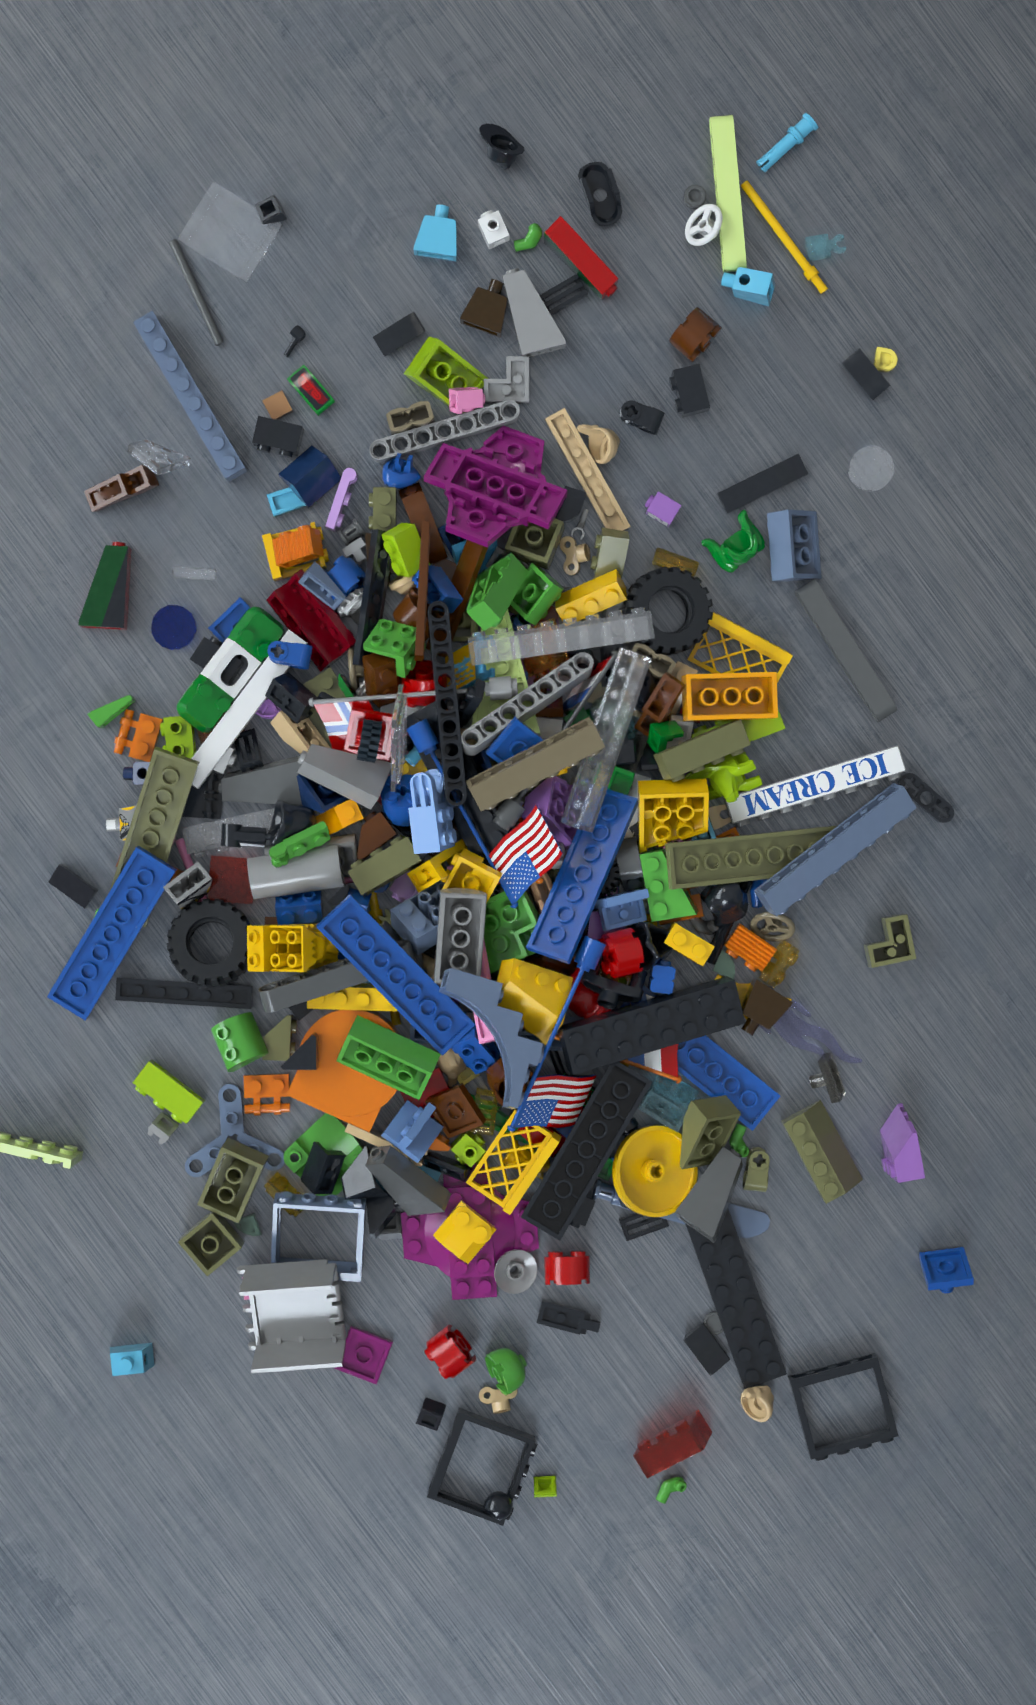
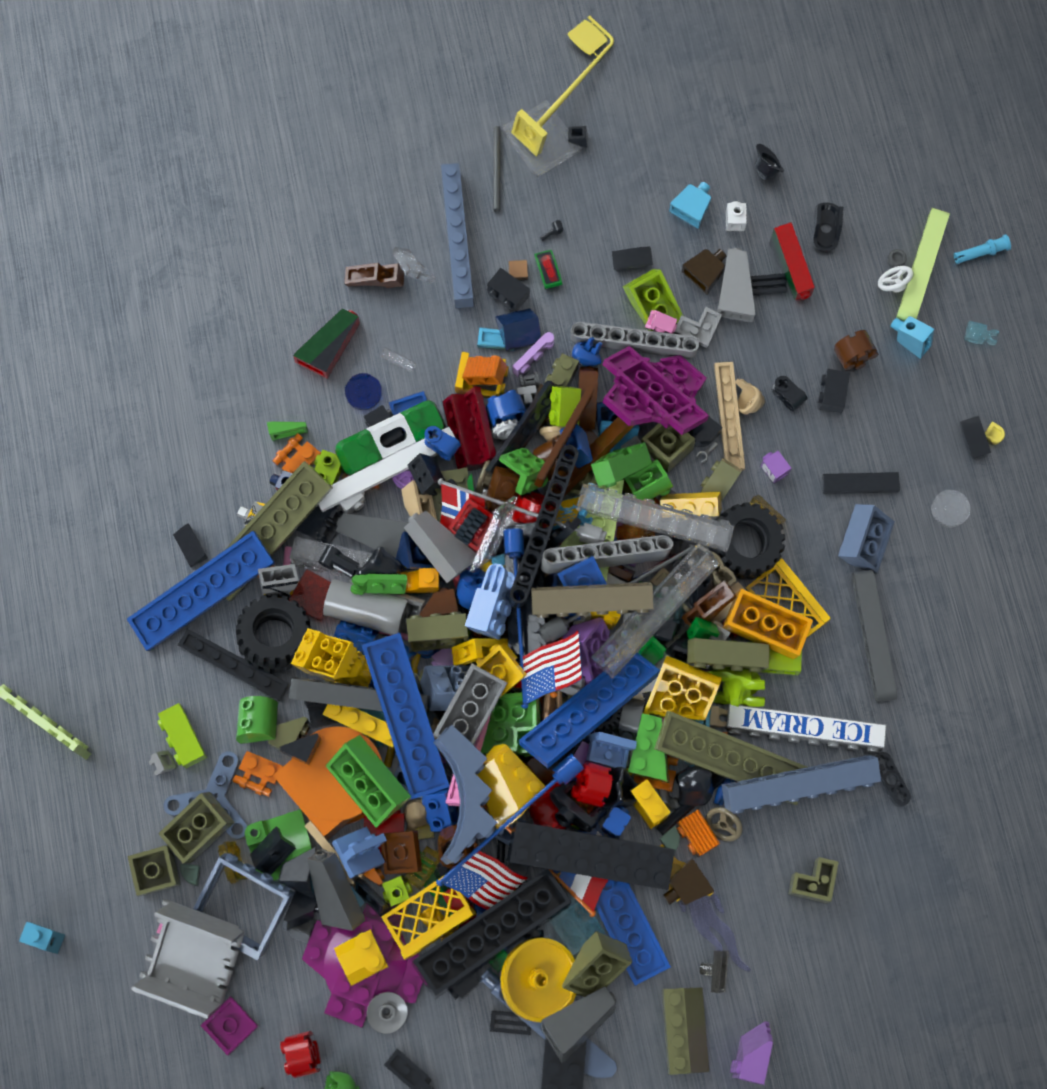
camera: 25 degrees right, 15 degrees down
(227, 81) = (588, 39): none -> light yellow piece
(251, 762) = (373, 510): black tile -> none
(322, 586) = (486, 395): sand blue slope -> none
(408, 418) = (613, 316): dark tan brick -> none
(531, 239) = (760, 236): bright green arm -> none
(567, 1269) = (430, 1029): red brick -> none
(574, 554) = (692, 471): tan piece -> none
(736, 1140) = (618, 989): bright green arm -> none
(737, 548) = (821, 520): green hair -> none
(756, 1174) = (621, 1025): olive piece -> none
(776, 972) = (723, 855): clear yellow hinge -> none
(810, 272) = (962, 346): yellow bar -> none

